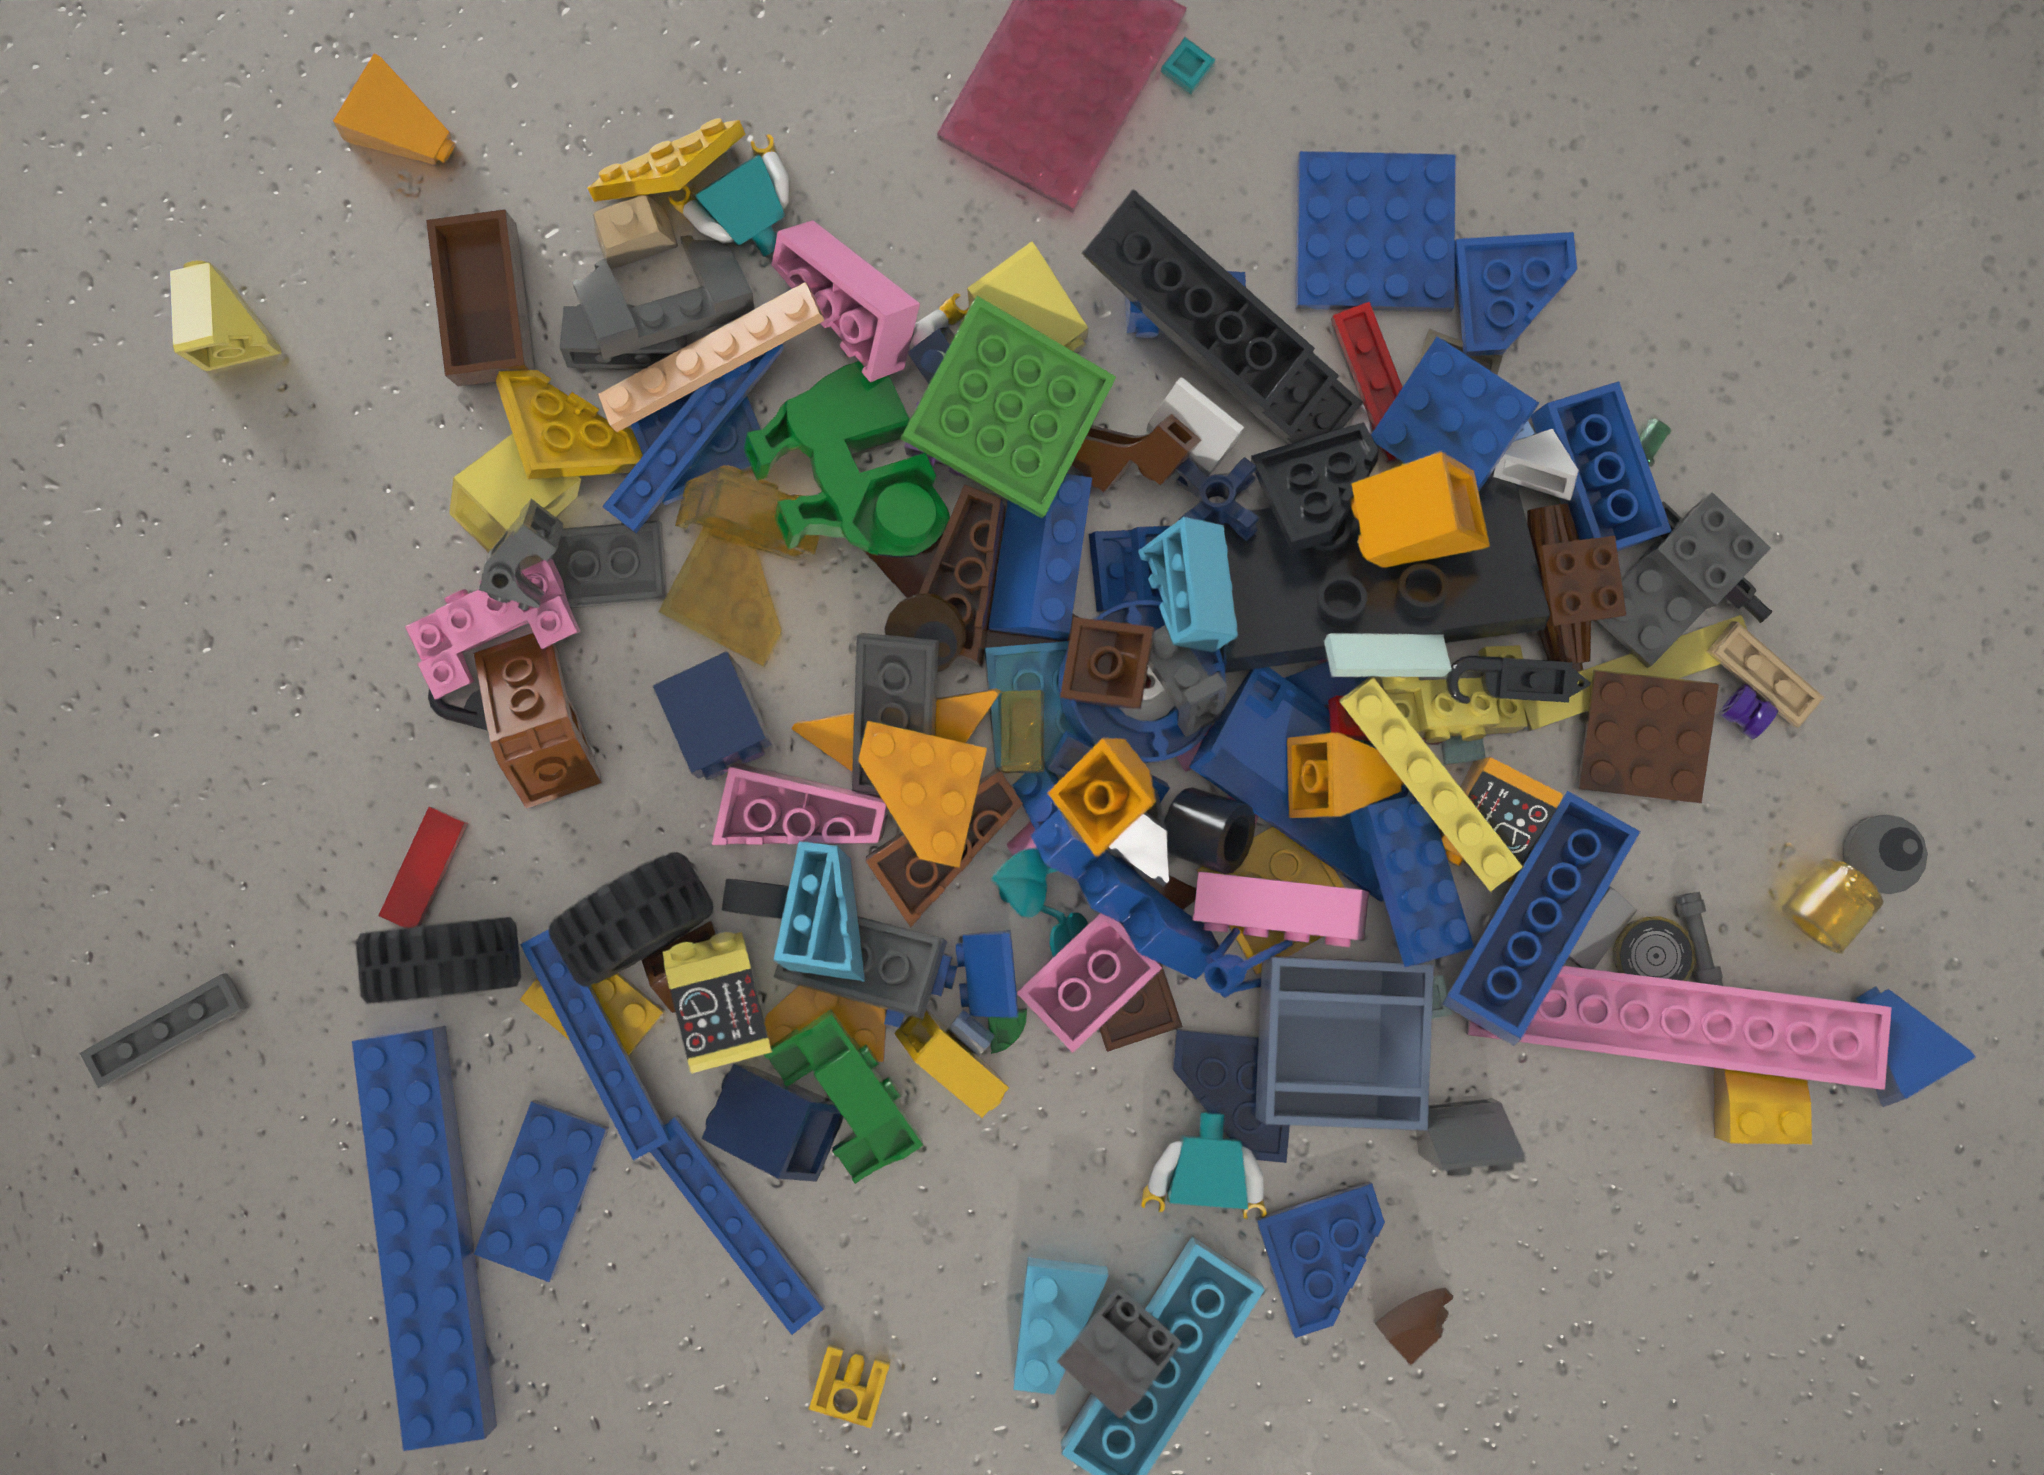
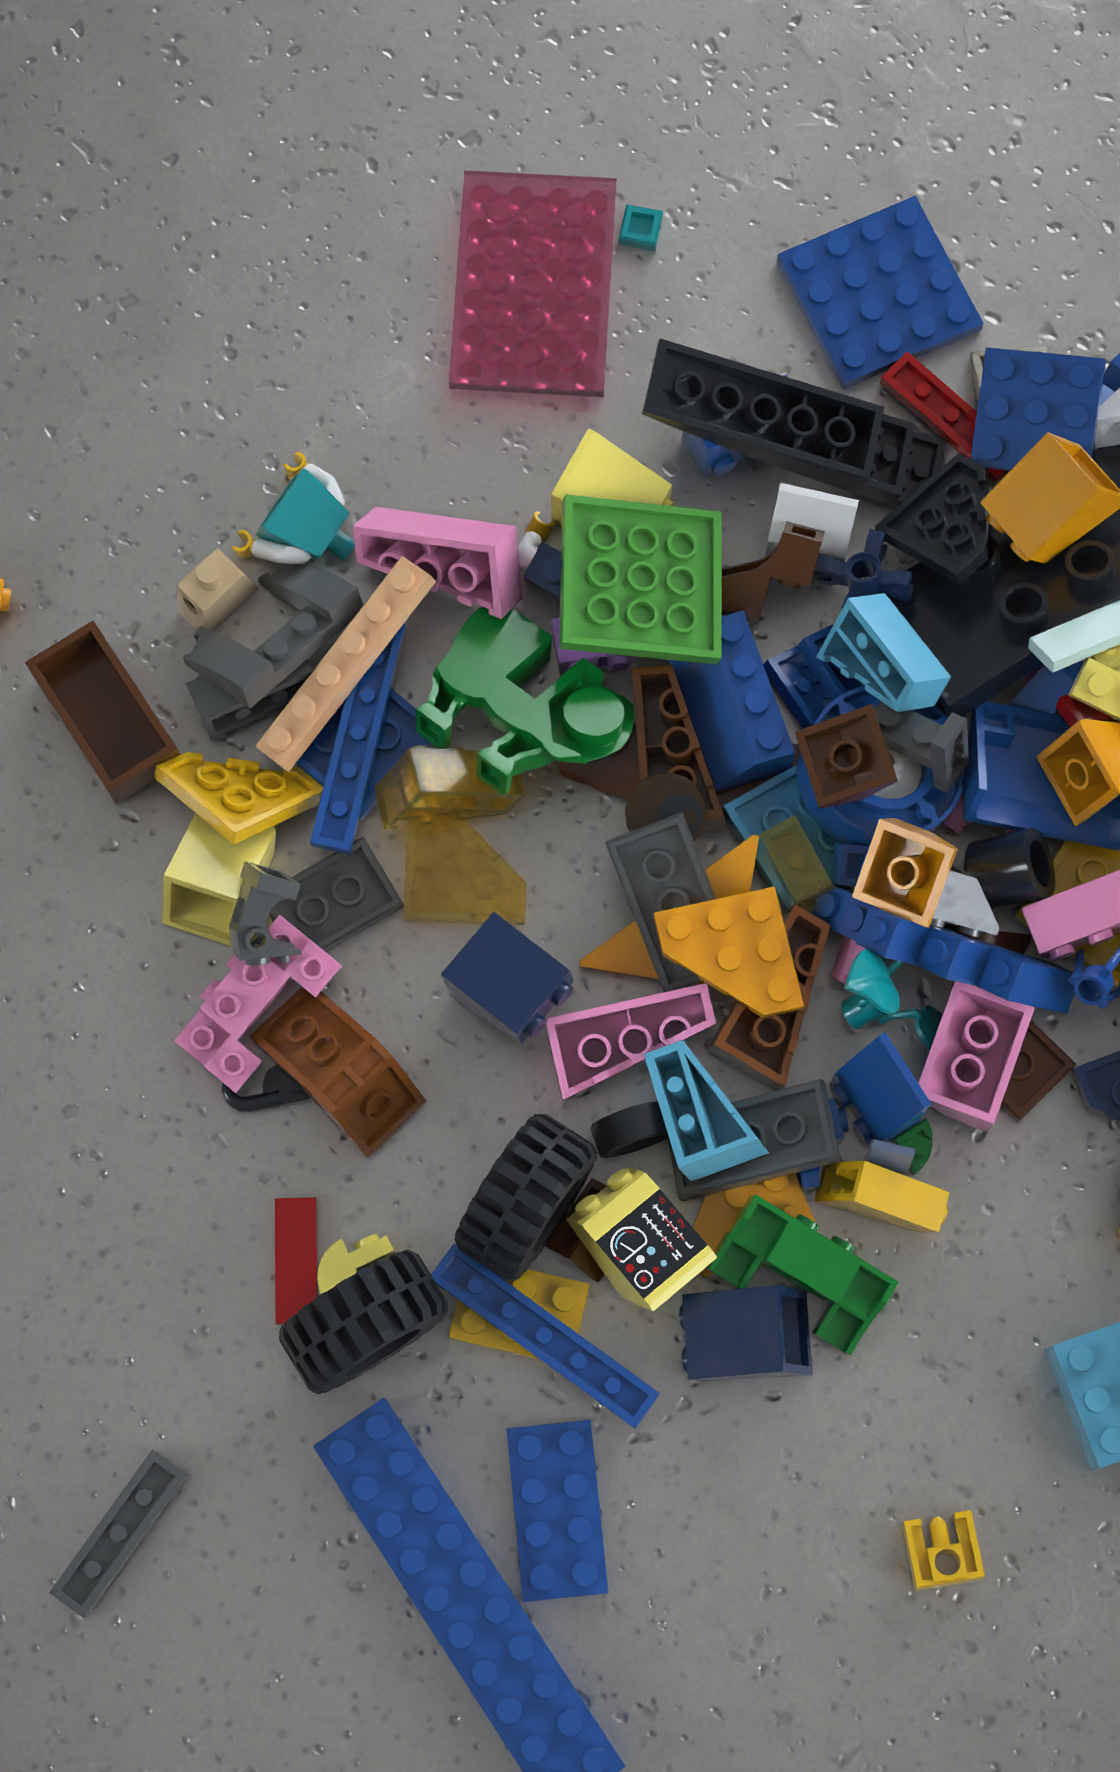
camera: 25 degrees left, 10 degrees down
(455, 897) = (340, 1264): none -> light yellow brick
(667, 164) = (219, 516): yellow plate -> none
(737, 1228) = (762, 1453): blue plate -> none
(1507, 285) = (1020, 282): blue plate -> none

